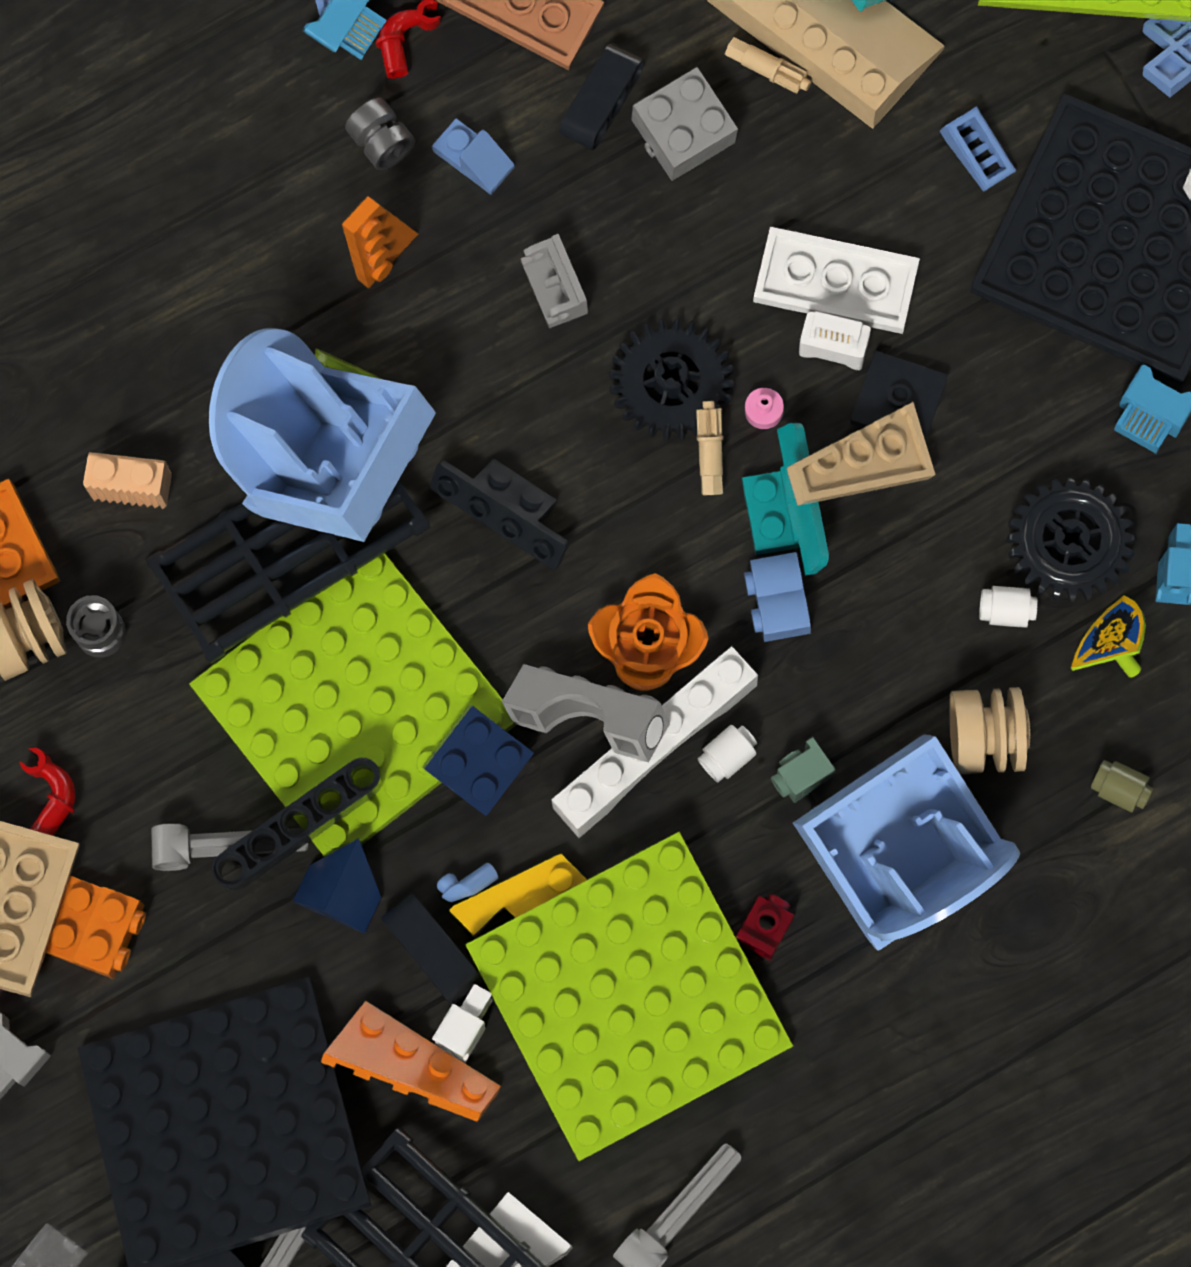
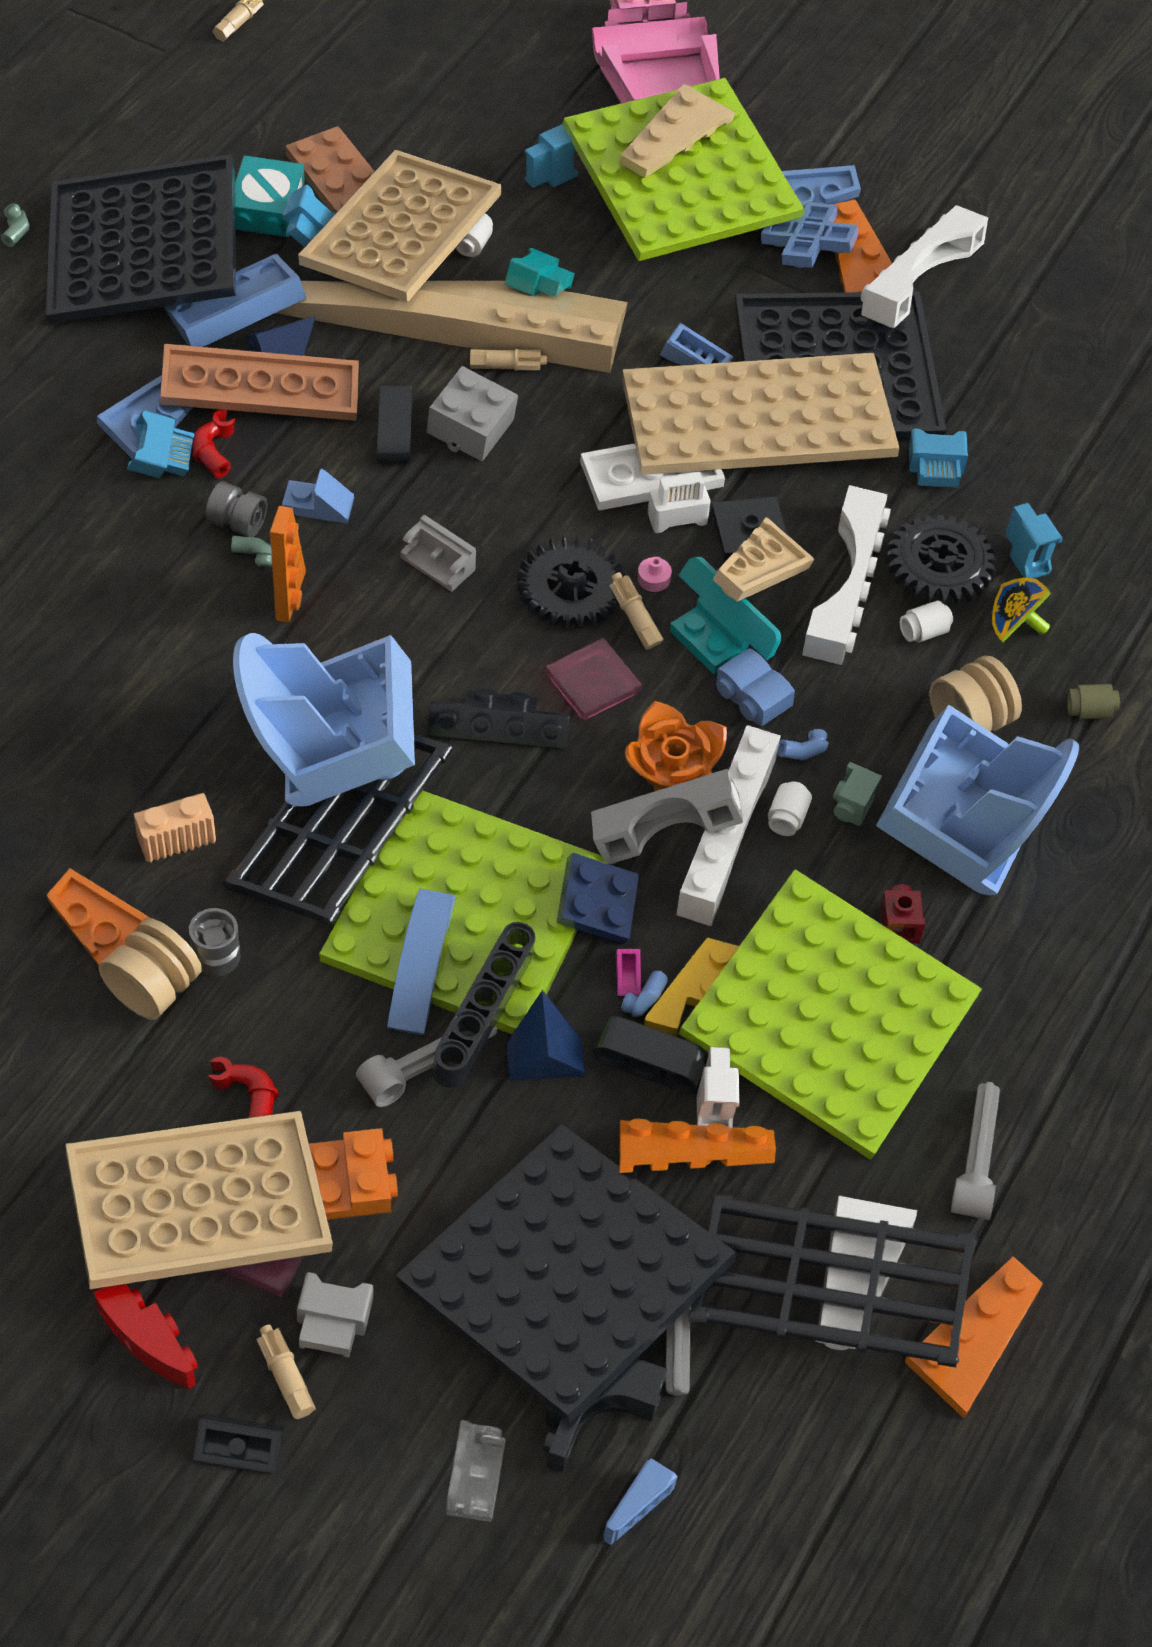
camera: 40 degrees left, 20 degrees down
(273, 740) = (420, 961): none -> medium blue slope
(380, 184) = (255, 546): none -> sand green arm
(467, 847) = (628, 971): none -> dark pink piece
(627, 504) = (593, 679): none -> clear pink tile
(786, 692) = (802, 751): none -> medium blue arm
(905, 562) = (832, 622): none -> white arch
(989, 265) = (759, 413): none -> tan plate

